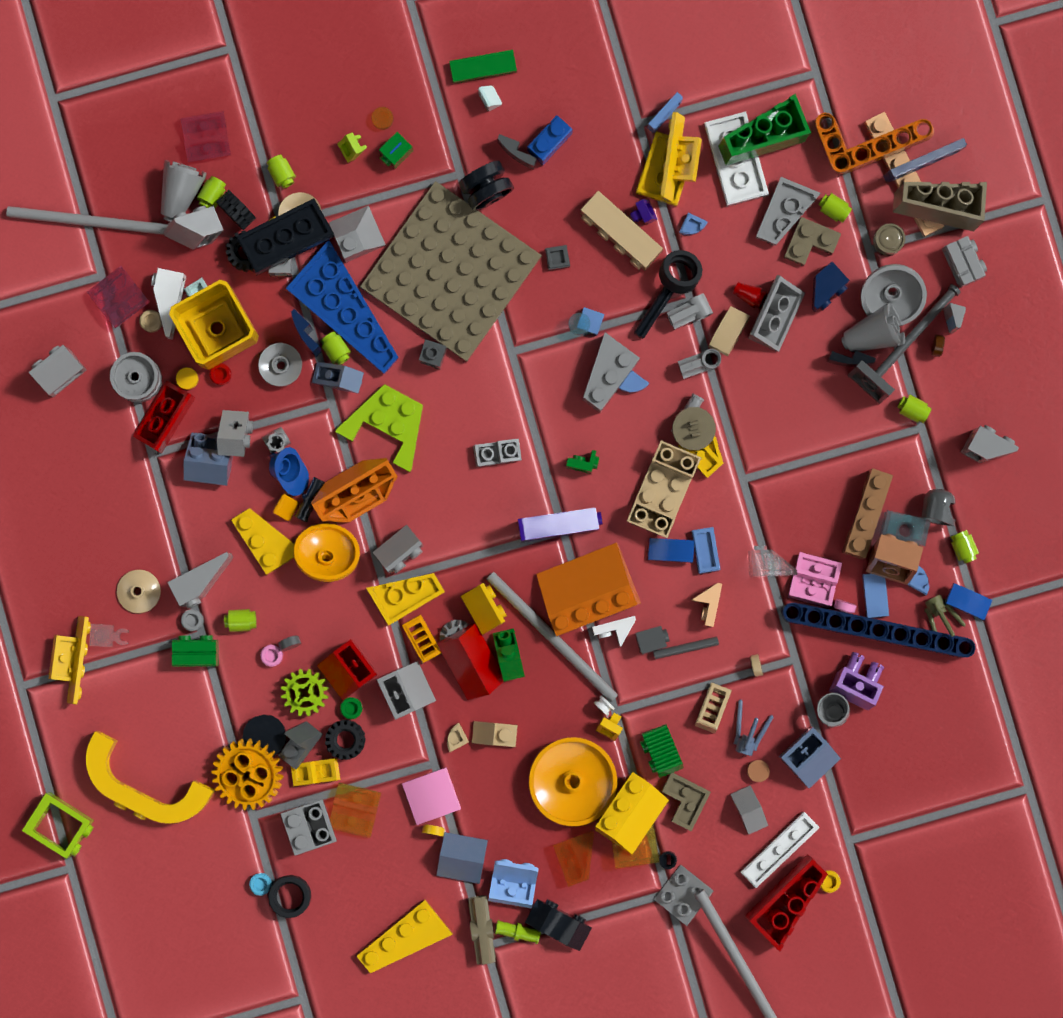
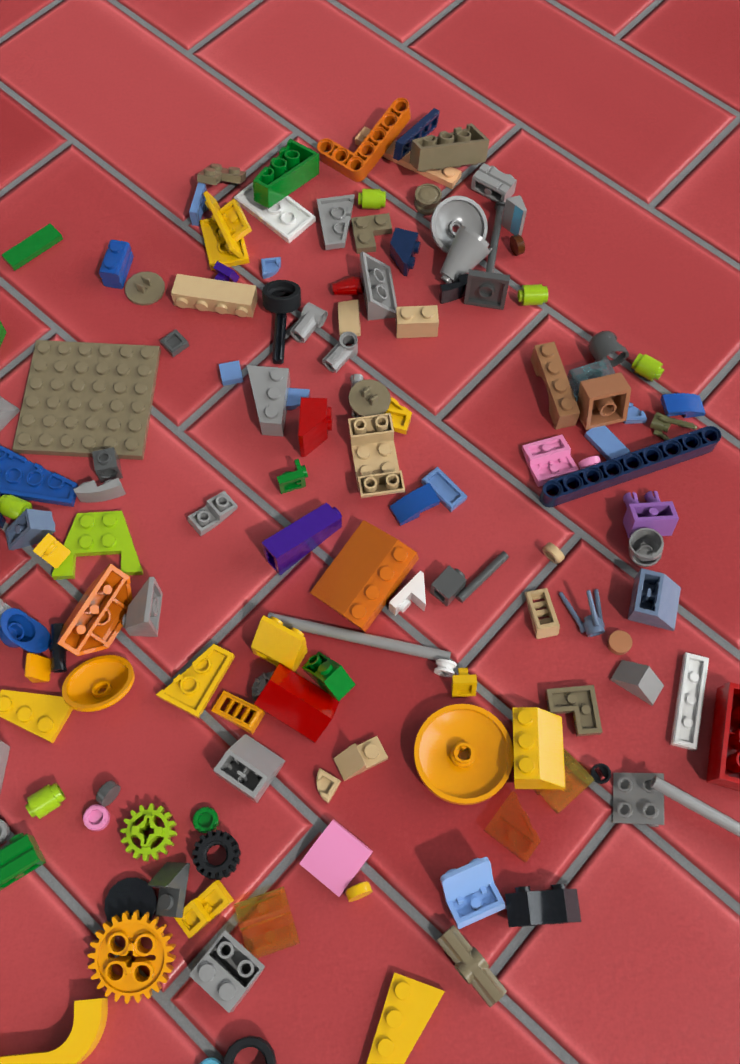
camera: 30 degrees left, 20 degrees down
(346, 410) = (52, 551): none -> yellow slope
(347, 669) = (179, 782): red slope -> none
(392, 512) = (144, 611): none -> light grey slope
(398, 550) = (169, 641): light grey slope -> none
(407, 372) = (90, 492): none -> light grey slope
(462, 857) = (405, 902): sand blue slope -> none
(486, 185) = (79, 315): black wheel -> none
(489, 97) = (48, 264): light aqua slope -> none
(511, 148) = (87, 286): dark grey slope -> none
(517, 932) = (508, 943): lime pin -> none
(563, 177) = (145, 288): none -> dark tan piece
(579, 324) = (222, 376): clear light blue tile -> none
(629, 425) = (313, 423): none -> red slope
(662, 751) = (525, 674): green brick -> none
(706, 87) = (216, 173): none -> dark tan plate
(710, 597) = (477, 524): light nougat slope -> none
(768, 564) = (506, 465): clear slope -> none
(787, 373) = (417, 321): none -> tan brick
(986, 445) = (609, 284): light grey slope -> none

